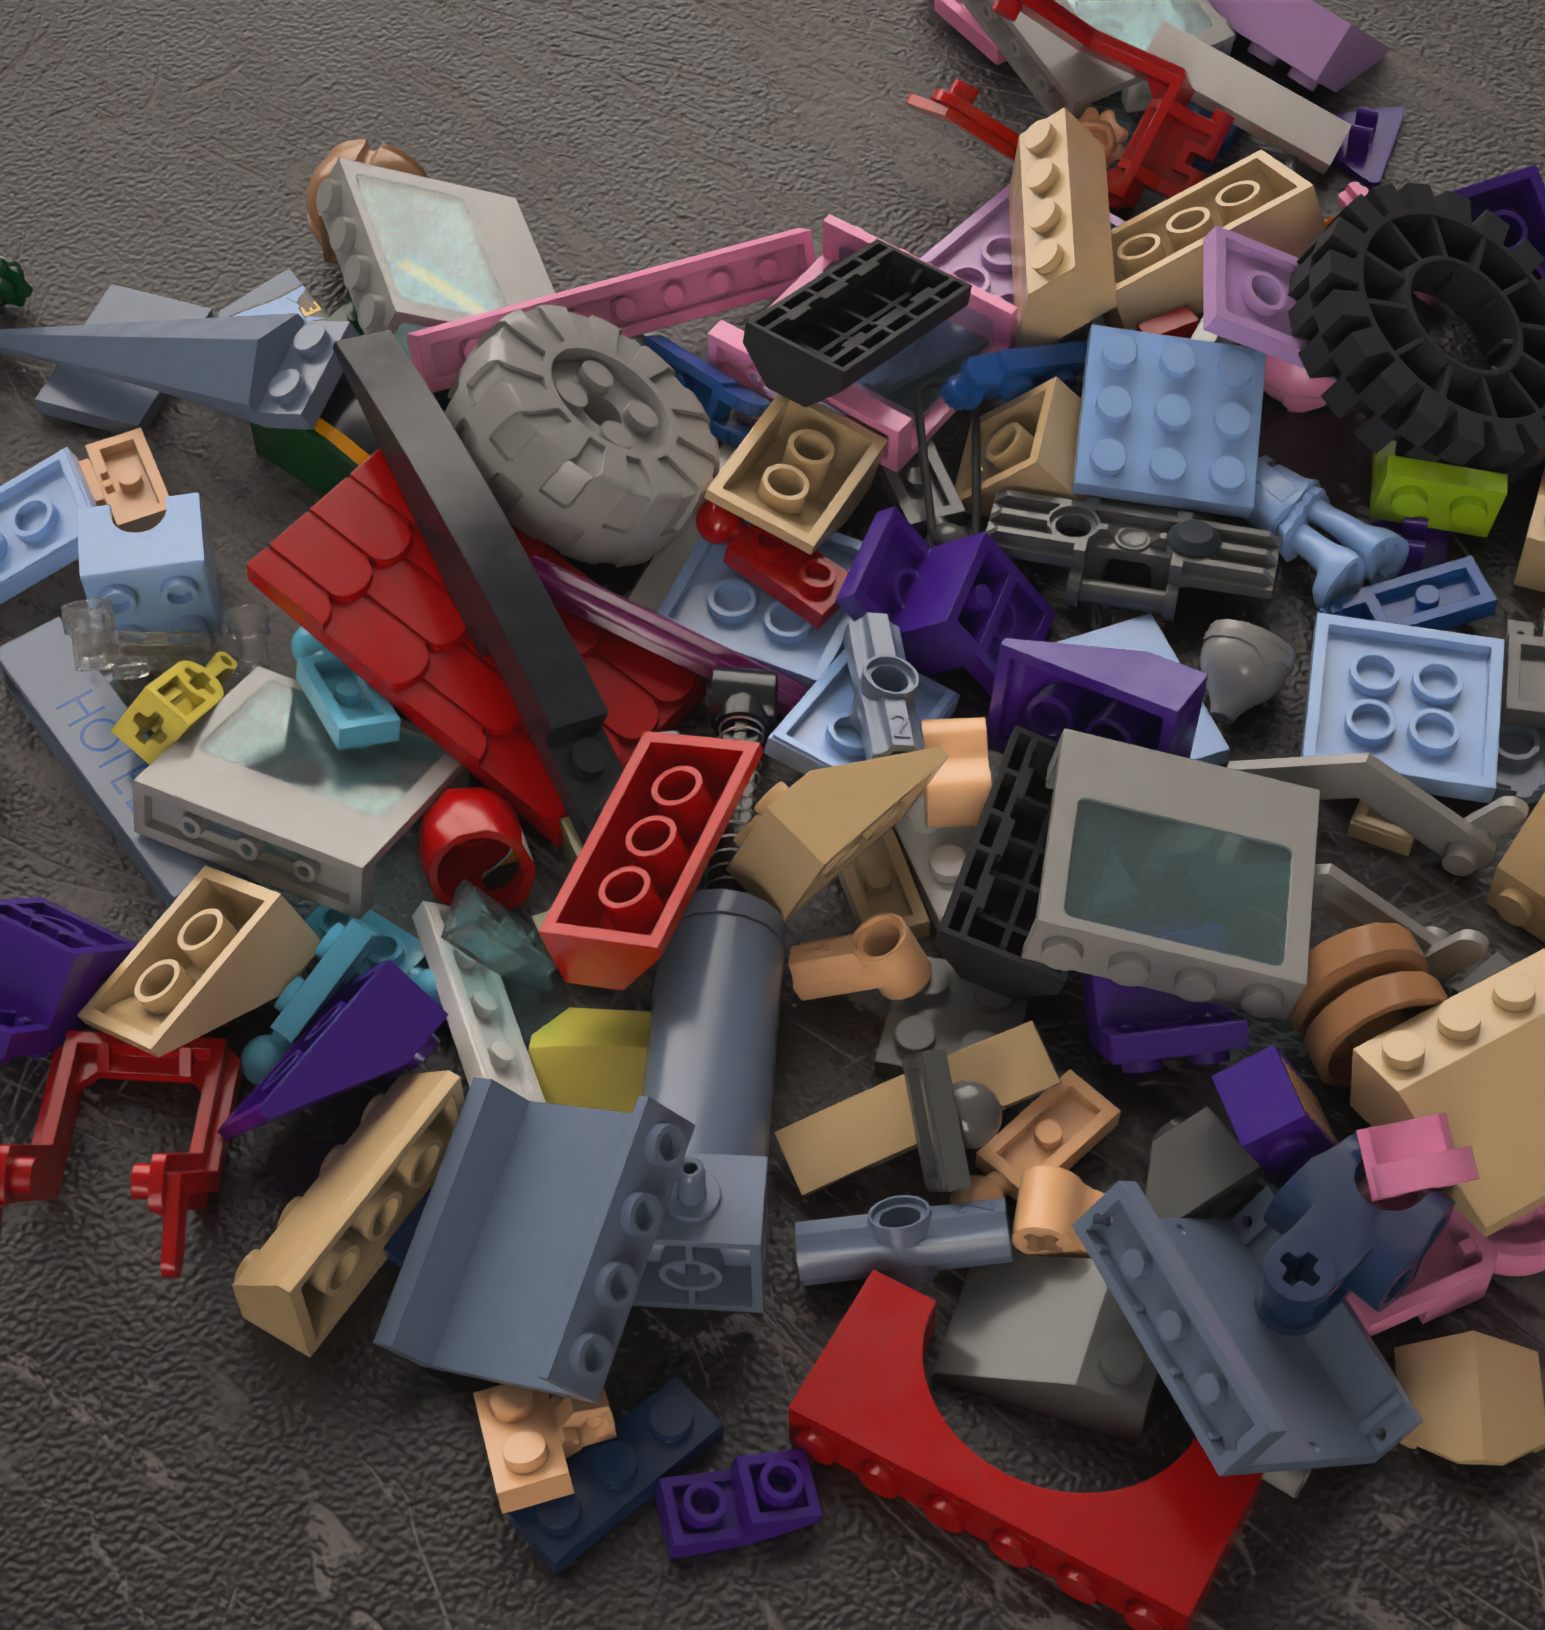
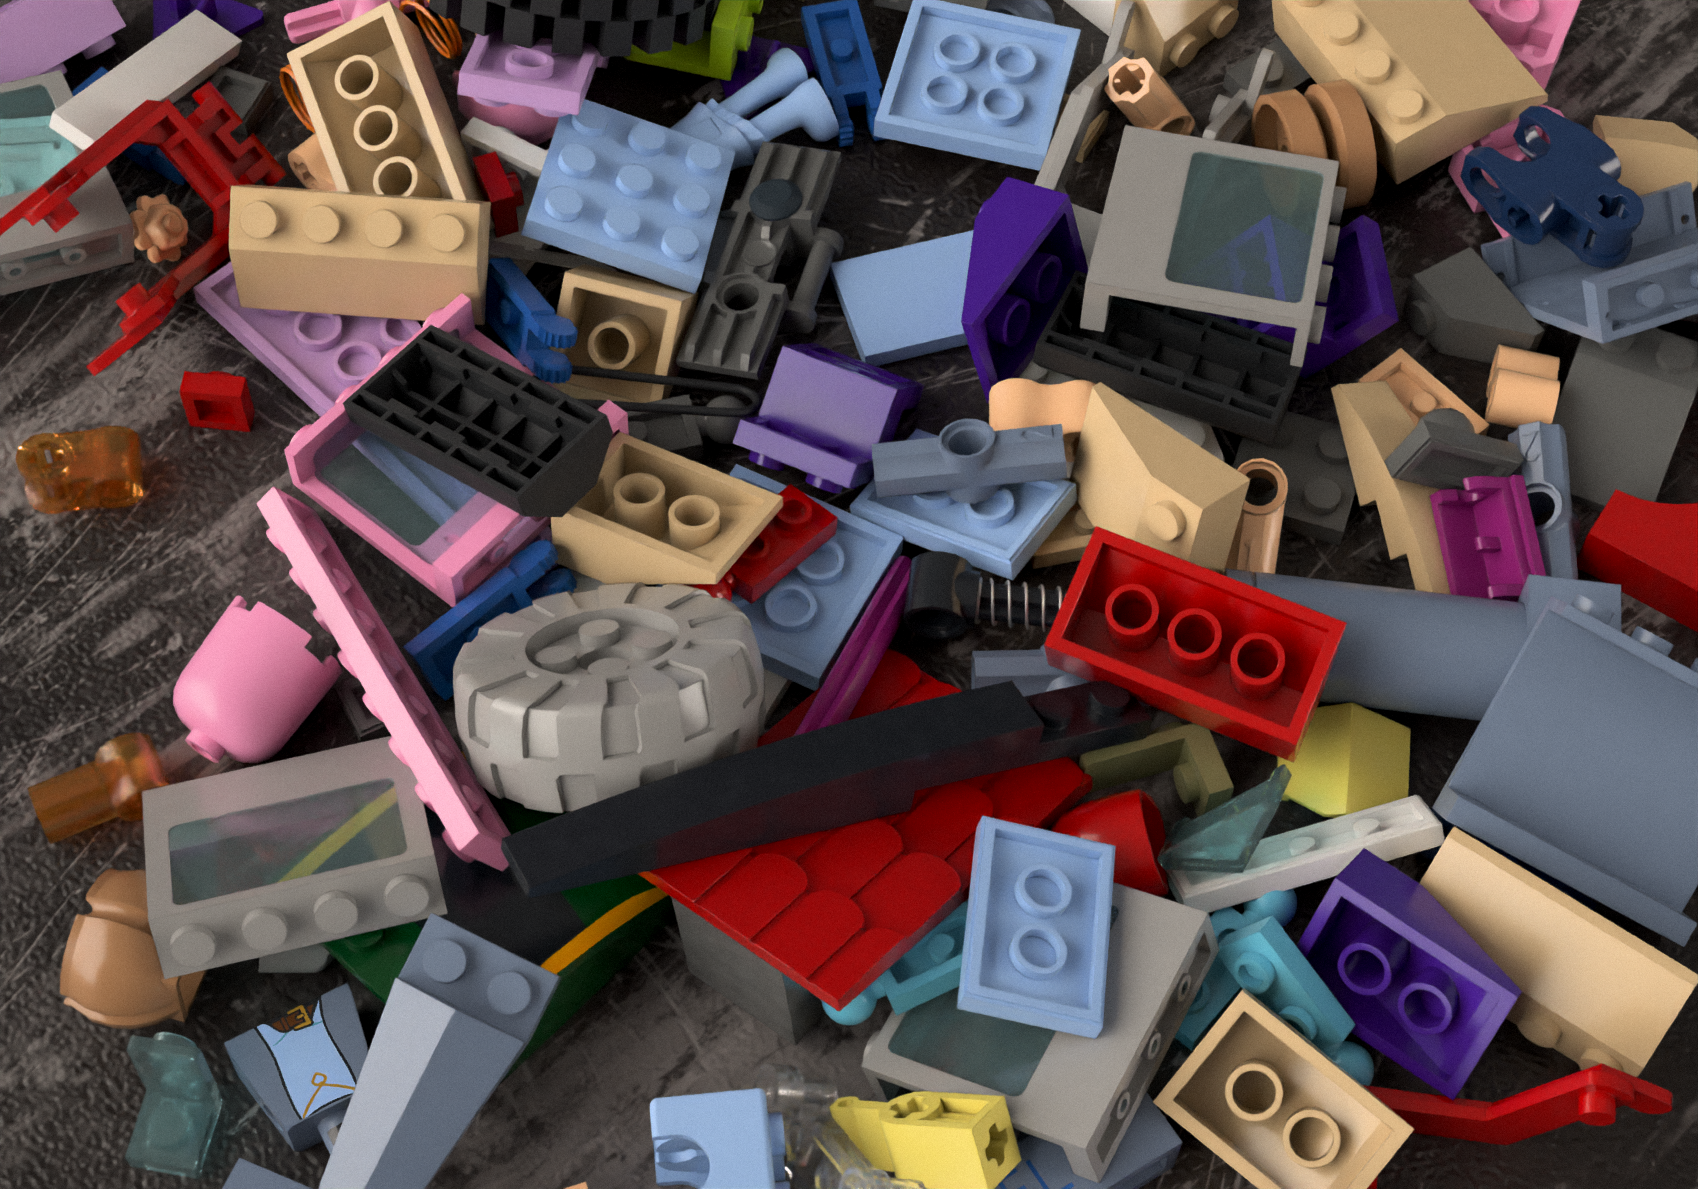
camera: 90 degrees left, 5 degrees up
(241, 270) = (177, 1105): none -> clear light blue bracket
(350, 740) = (1037, 928): none -> light blue tile
(518, 173) = (101, 788): none -> clear orange piece
(613, 234) = (250, 685): none -> bright pink cylinder
(832, 128) = (87, 469): none -> clear orange piece
(845, 1169) = (1487, 537): none -> magenta hinge
(917, 200) = (217, 401): none -> red plate
(1243, 667) = (919, 198): light grey helmet -> none
(1274, 1113) = (1433, 221): dark purple brick -> none
(1413, 869) = (1147, 98): none -> light nougat piece
(1414, 1157) = (1500, 113): bright pink piece -> none

